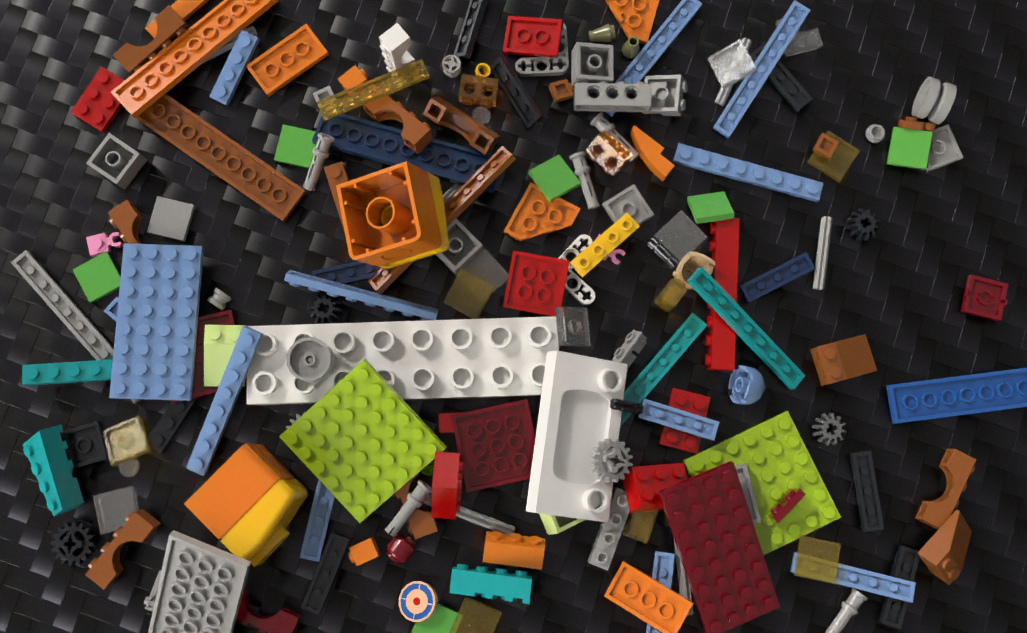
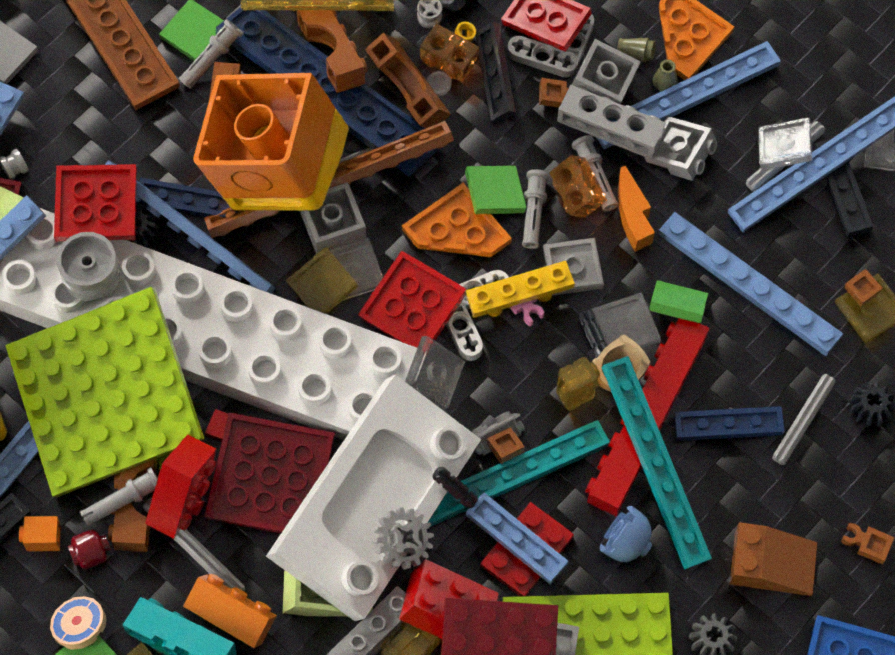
camera: 25 degrees right, 15 degrees down
(292, 309) = (96, 201): none -> red plate
(641, 357) = (505, 445): none -> dark orange plate
(901, 320) = (872, 544): none -> dark orange plate

